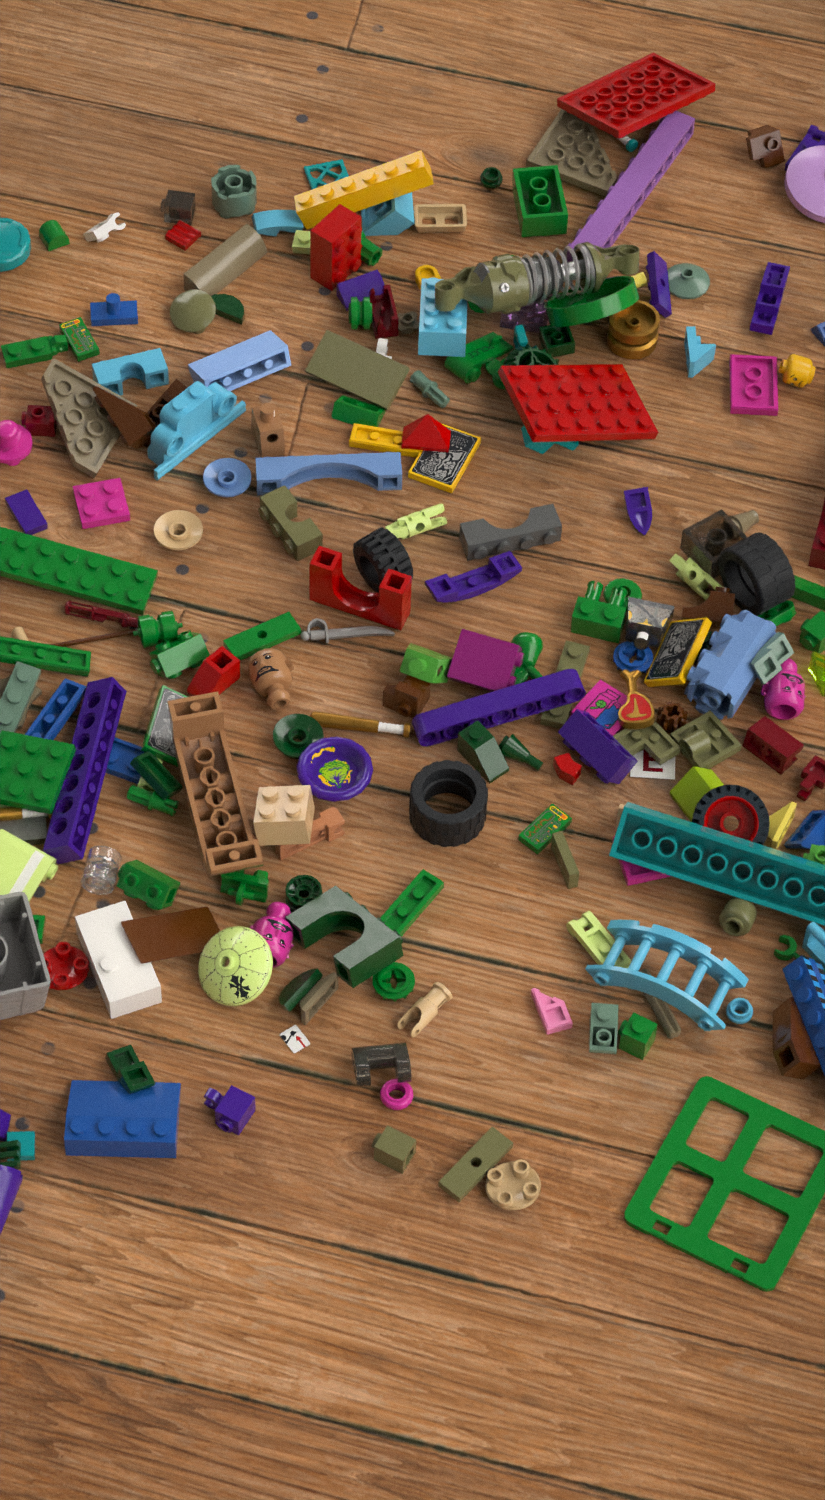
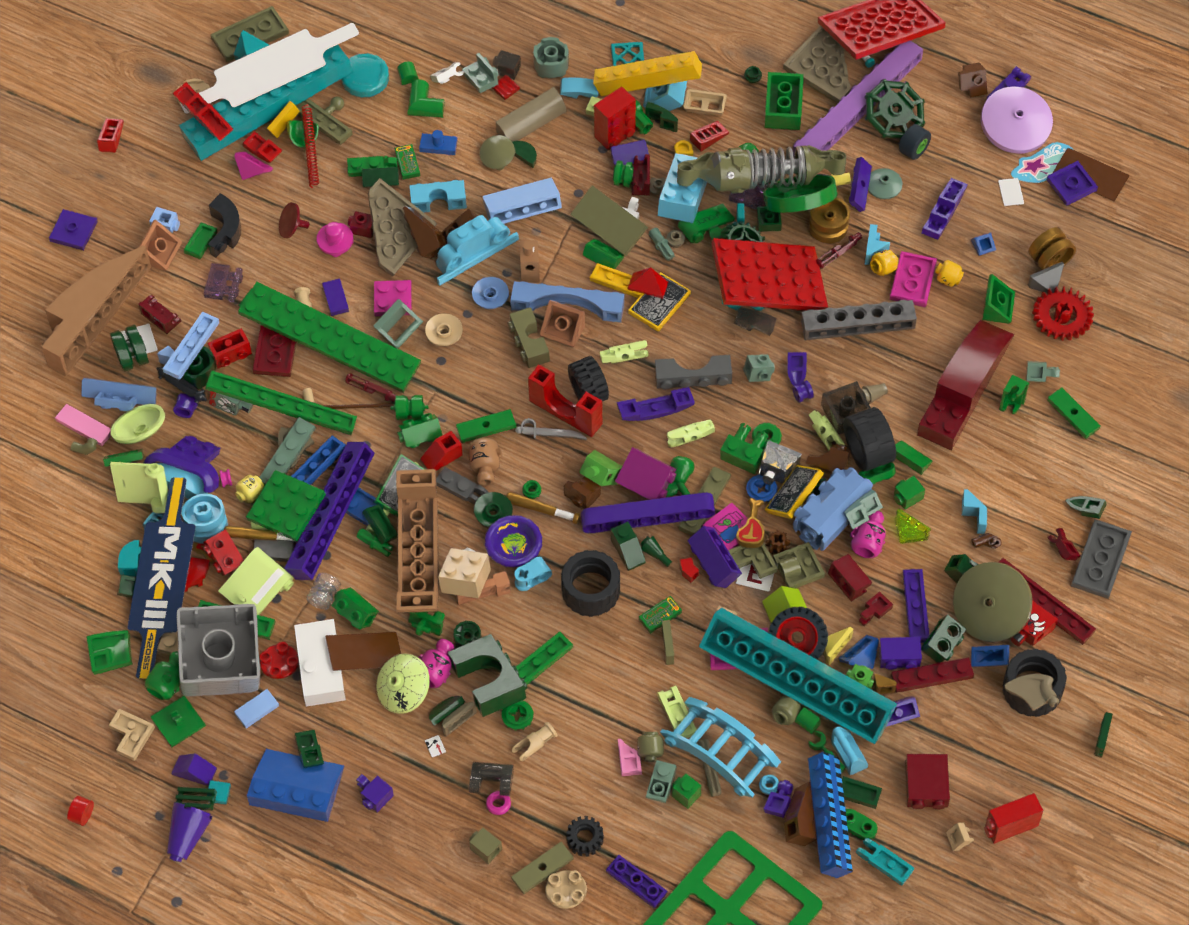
camera: 15 degrees right, 5 degrees up
(38, 361) = (388, 175): none -> dark green tile
(46, 1032) = (256, 708): none -> light blue tile
(82, 270) = (420, 103): none -> green brick
(108, 523) = (391, 317): none -> sand green tile
(149, 222) = (481, 74): none -> sand green bracket
(249, 716) = (459, 485): none -> dark grey hinge
(330, 499) = (563, 323): none -> nougat slope
(340, 698) = (531, 484): none -> green plate
(368, 806) = (533, 573): none -> medium azure piece
(387, 238) = (666, 118): none -> dark green slope
(446, 380) = (675, 243): none -> dark tan plate
(447, 266) = (695, 136): none -> red slope
(520, 1101) = (585, 824): none -> black tyre
(525, 605) = (690, 433): none -> yellowish green hinge
(566, 459) = (755, 319): none -> clear smoke slope
(576, 989) = (650, 746): none -> olive head
(592, 514) = (758, 368): none -> sand green brick
(614, 1166) = (645, 889): none -> dark purple tile
(653, 364) = (839, 250): none -> dark red piece
(654, 534) = (802, 391): none -> dark purple wheel
(688, 179) = (885, 111): none -> dark green plate
(700, 441) = (867, 323): none -> flat silver brick
(713, 225) = (914, 141): none -> black wheel
(713, 370) = (884, 262): none -> yellow head
(758, 1030) = (779, 802): none -> dark purple plate
(768, 924) = (808, 720): none -> green brick

